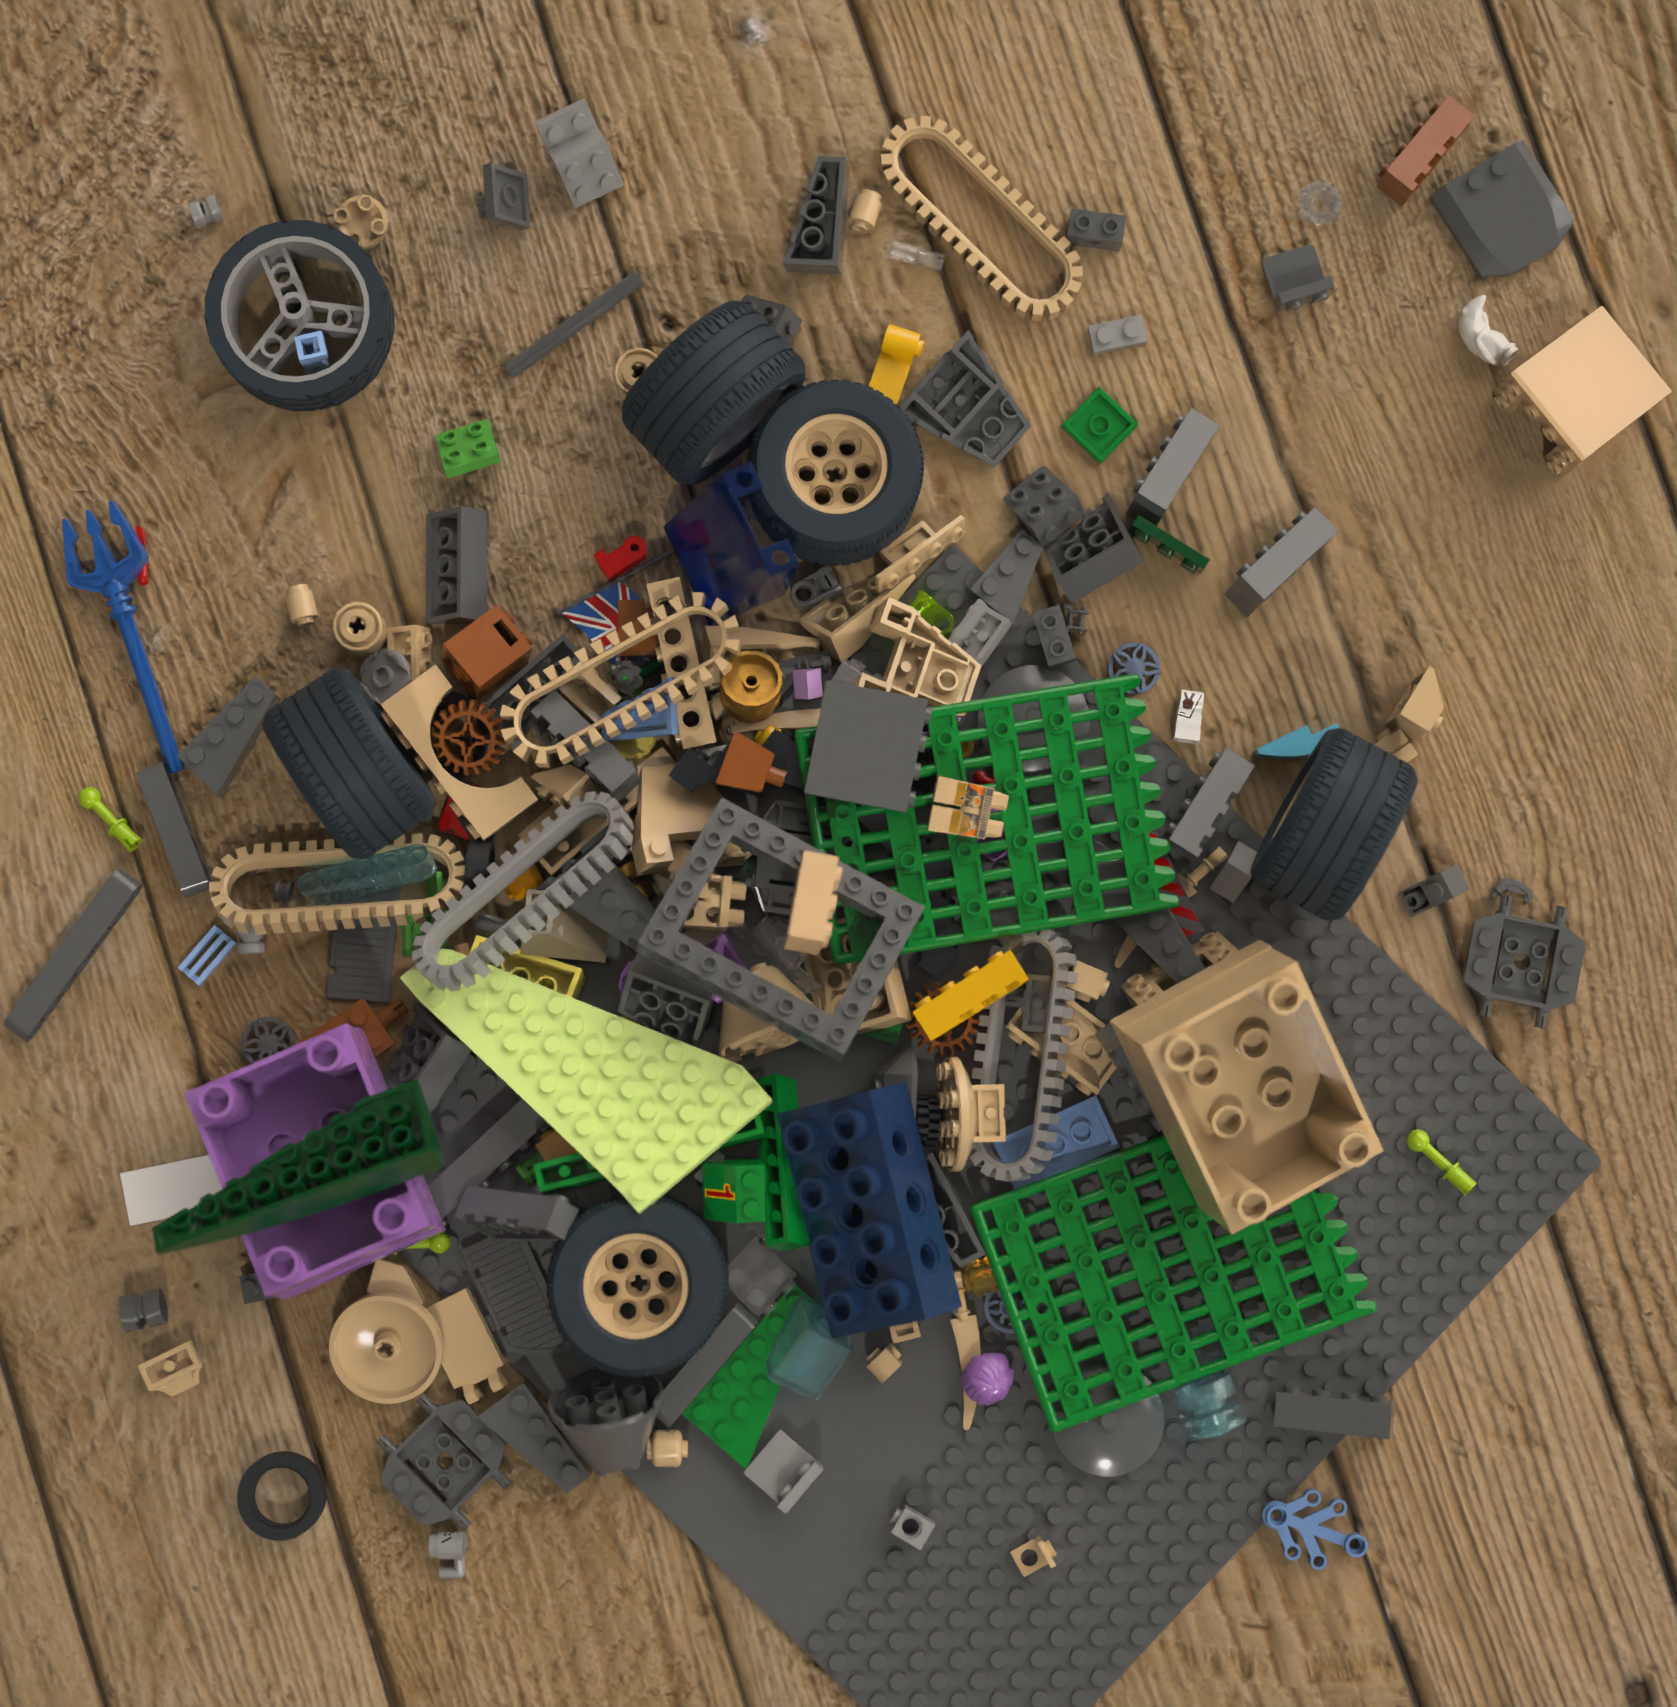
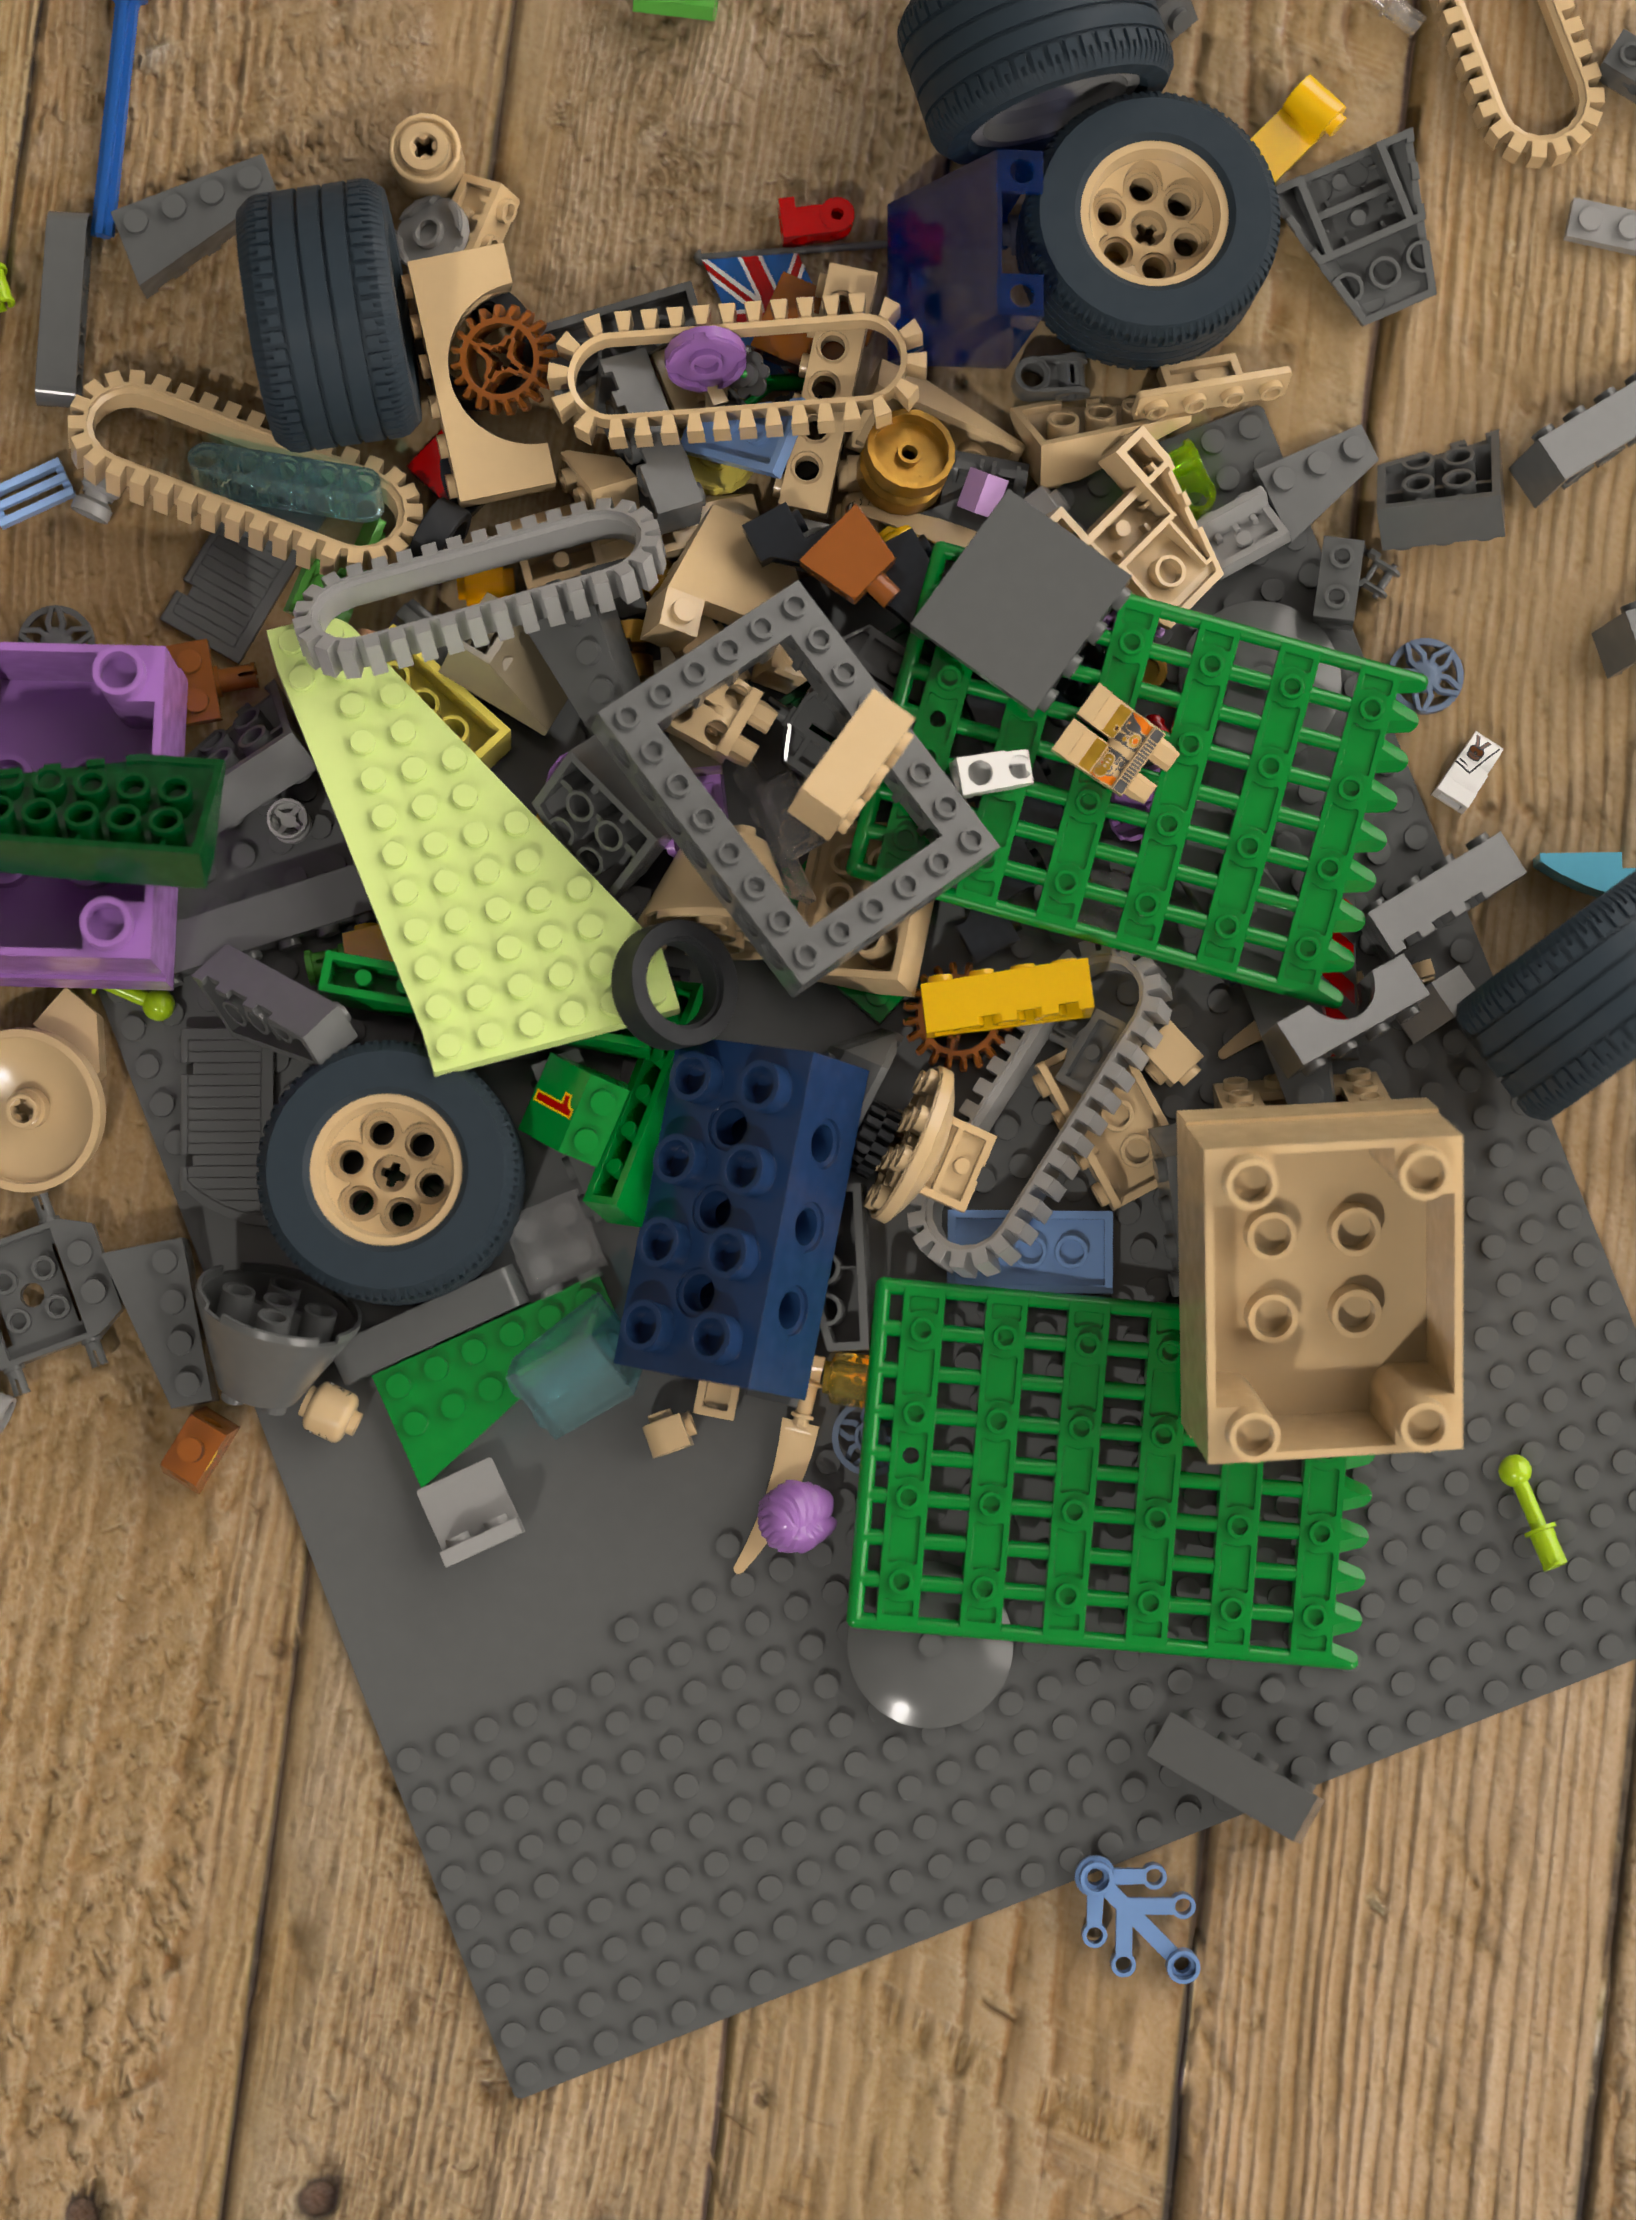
camera: 25 degrees right, 0 degrees up
(283, 891) = (168, 455): dark grey bush -> none
(301, 605) = (365, 92): tan brick -> none
(456, 565) = (592, 134): dark grey slope -> none
(464, 1089) = (282, 818): none -> light grey wheel
(468, 1345) = (133, 1158): tan tile -> none
(486, 652) = (577, 260): dark orange container -> none
(595, 1508) = (199, 1448): none -> dark orange torso
(596, 680) = (705, 358): none -> medium lavender tile
(740, 1107) = (717, 977): none -> black tyre
(897, 862) = (991, 772): none -> white leg
(917, 1537) = (604, 1683): light grey brick -> none
(1044, 505) = (1406, 407): dark grey bracket -> none
(1044, 1552) = (765, 1779): tan bracket -> none
(1099, 425) = (1528, 336): green tile -> none
(1168, 934) = (1309, 1037): none -> arch
(1169, 545) = (1547, 532): dark green plate -> none
(1209, 1406) = (1073, 1690): clear light blue wheel -> none

